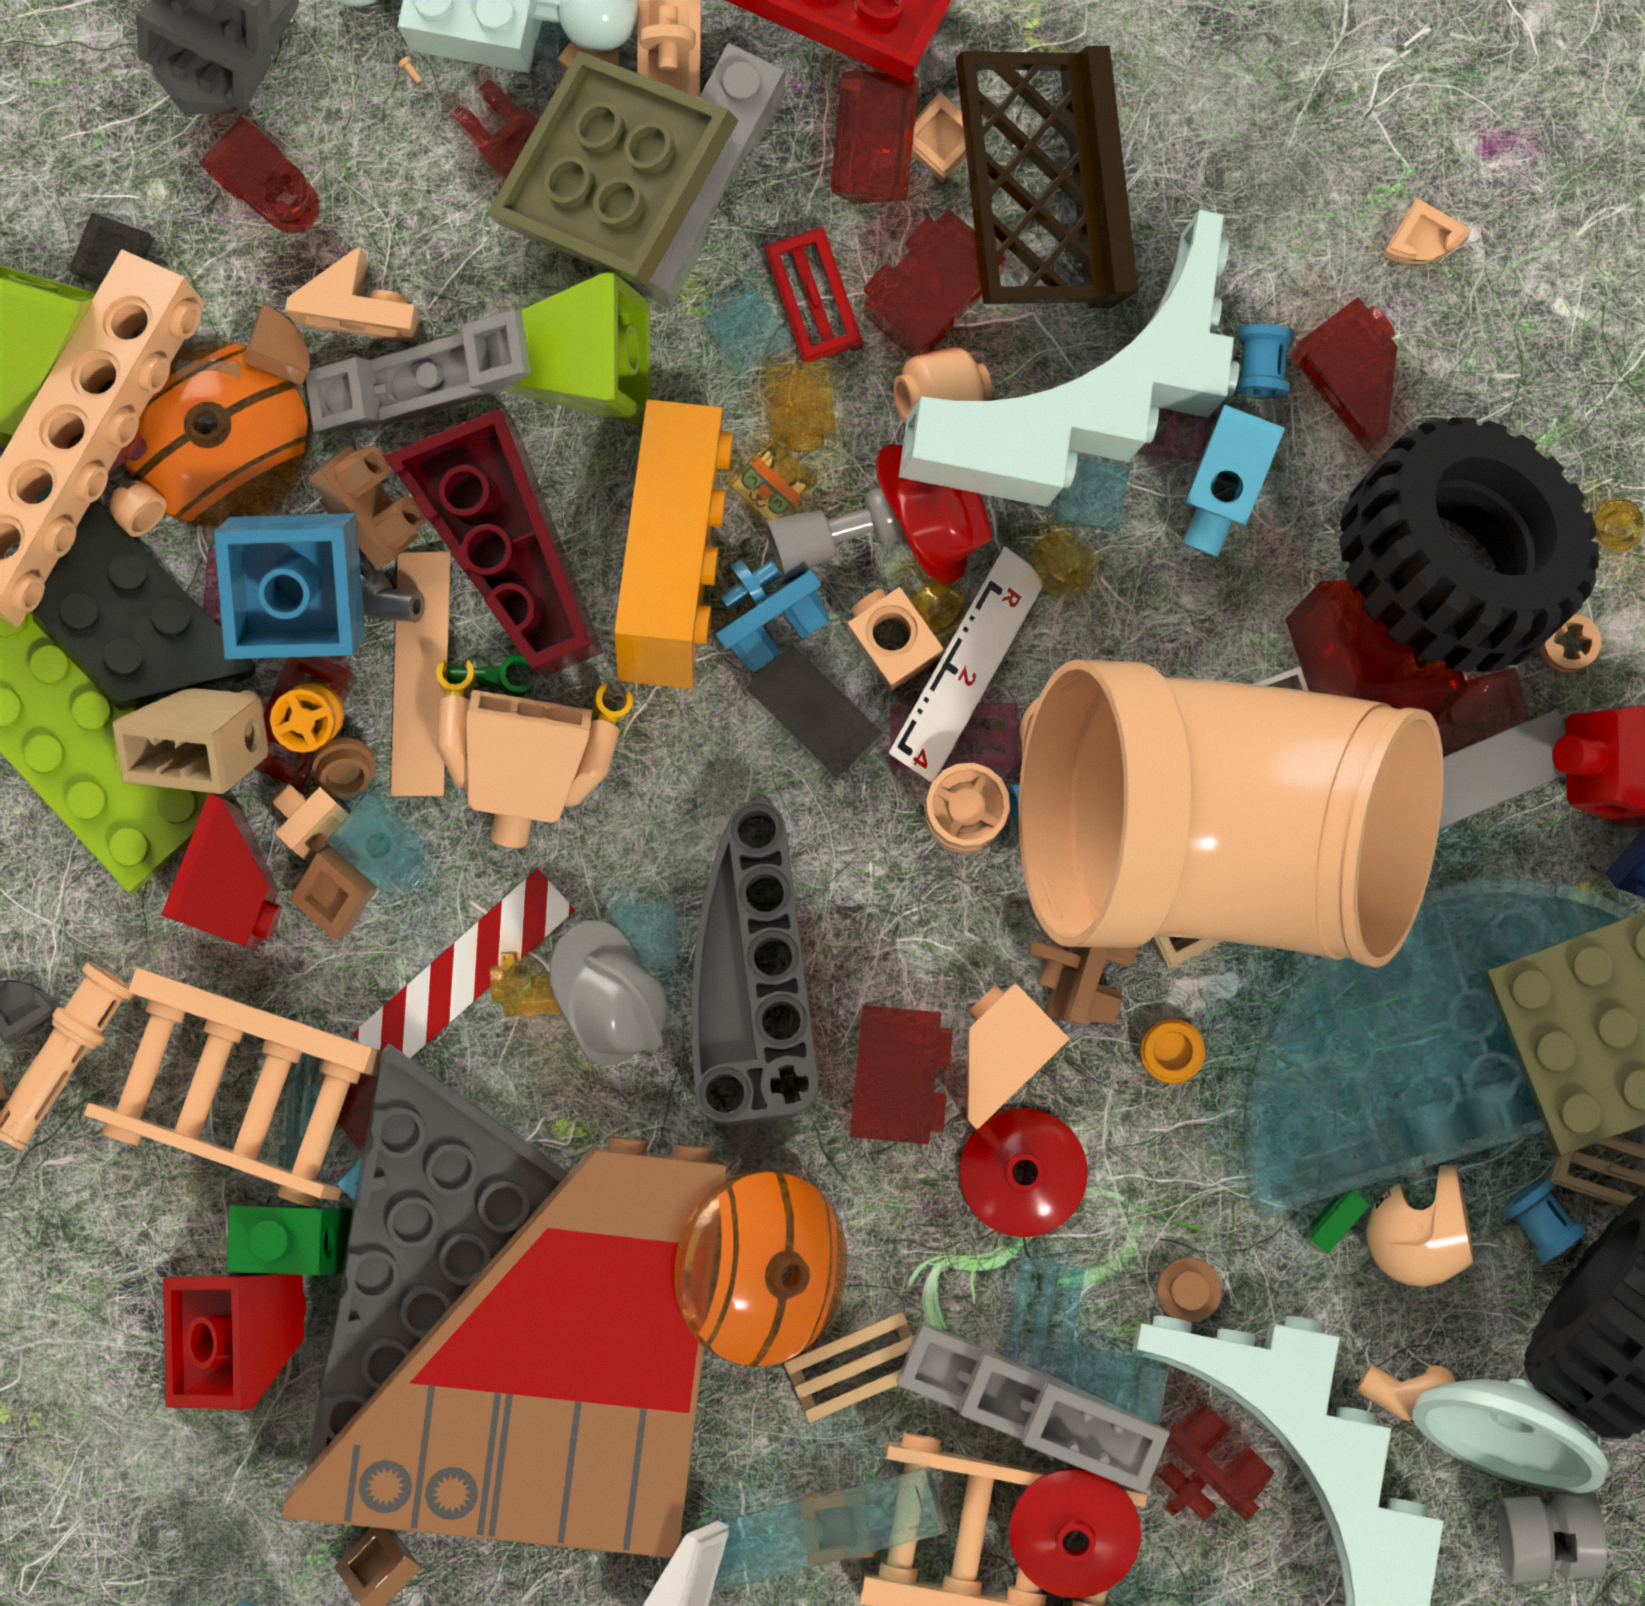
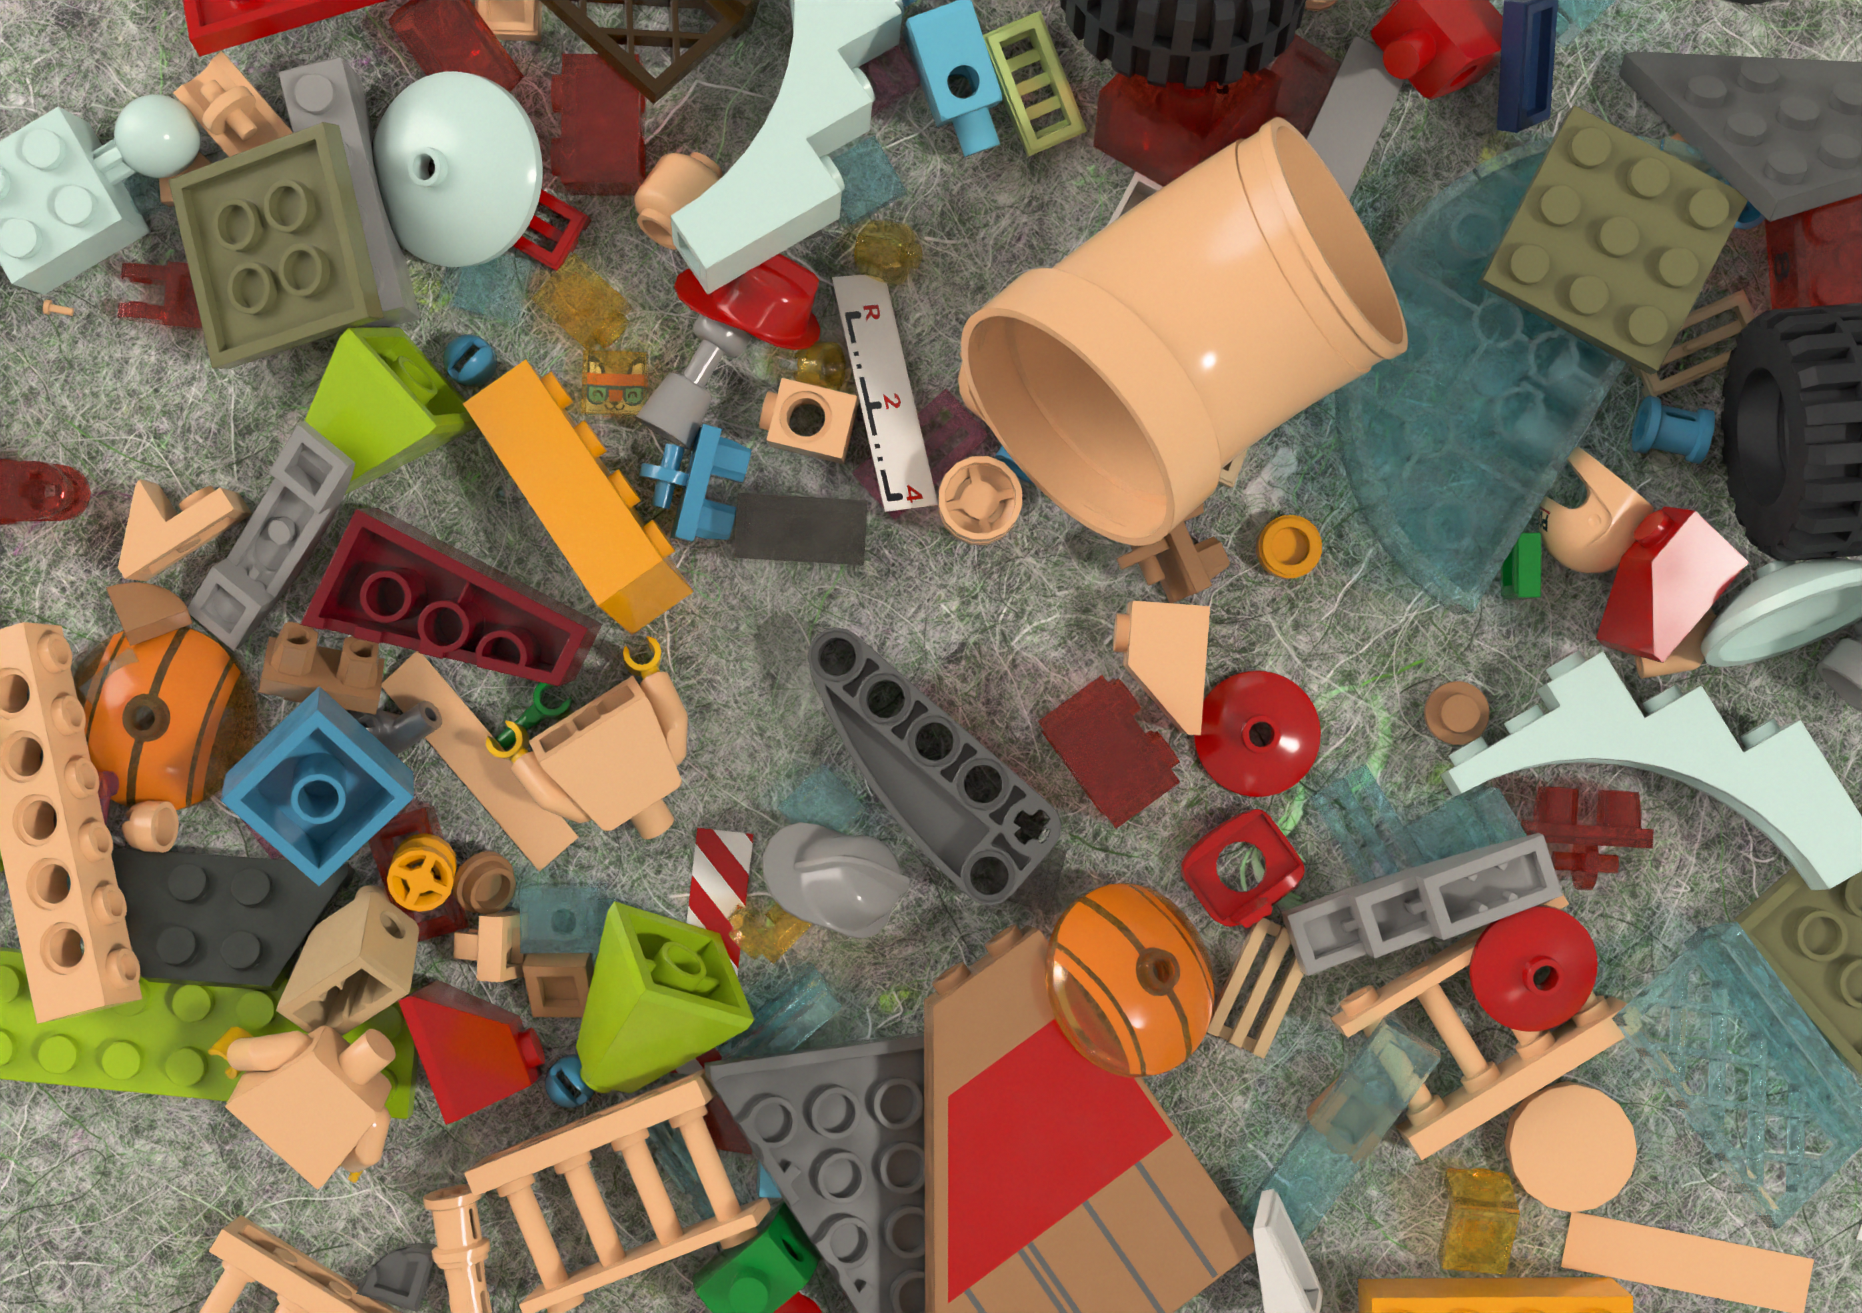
camera: 40 degrees left, 5 degrees up
(81, 810) = (312, 1096): none -> light nougat torso
(286, 974) = (558, 1092): none -> dark azure hinge
(392, 966) = (655, 1000): none -> lime slope
(477, 1068) = (786, 1017): none -> clear light blue tile
(680, 383) = (478, 368): none -> dark azure hinge
(814, 243) = (483, 173): none -> light aqua dish
(947, 1296) = (1282, 869): none -> red piece
(1321, 492) = (1053, 75): none -> yellowish green slope
(1432, 1323) = (1666, 583): none -> slope

